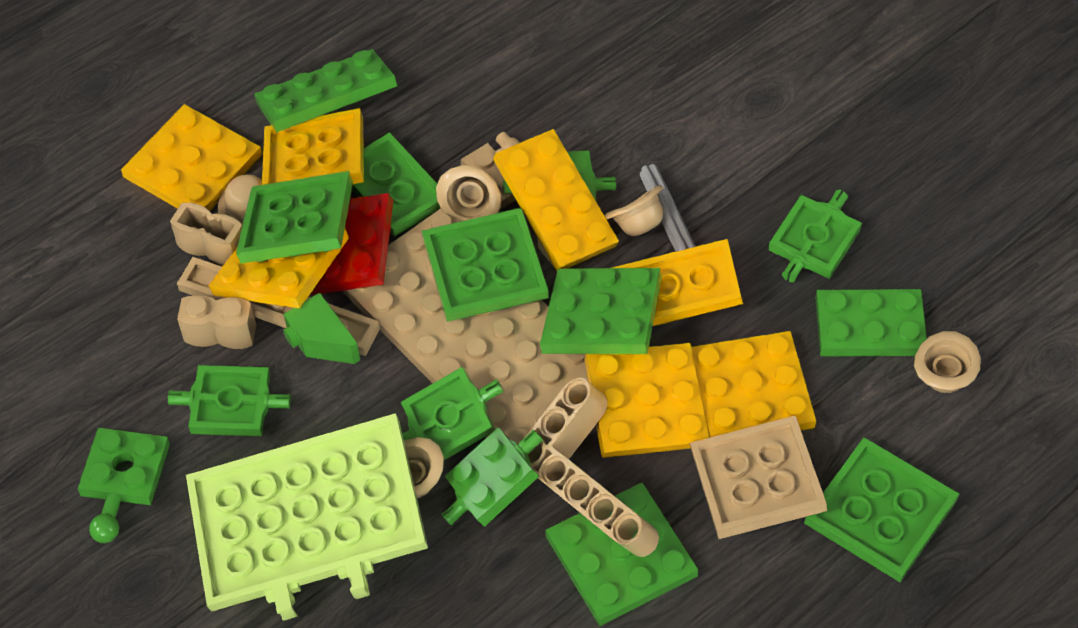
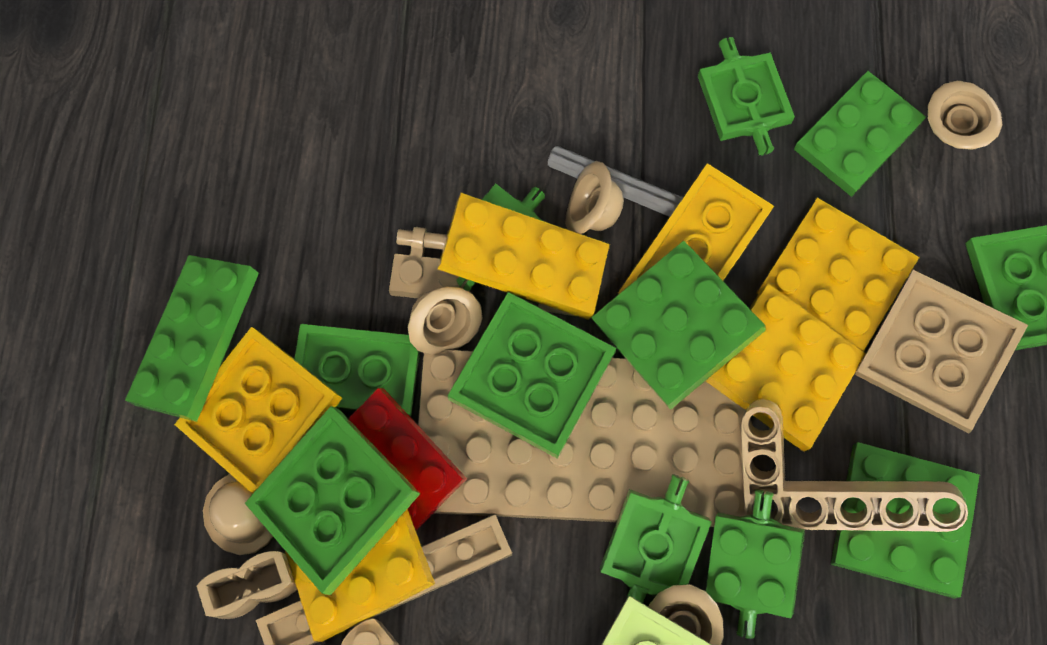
camera: 50 degrees left, 15 degrees up
(191, 160) = (138, 523): yellow plate -> none
(320, 332) = (466, 582): bright green slope -> none

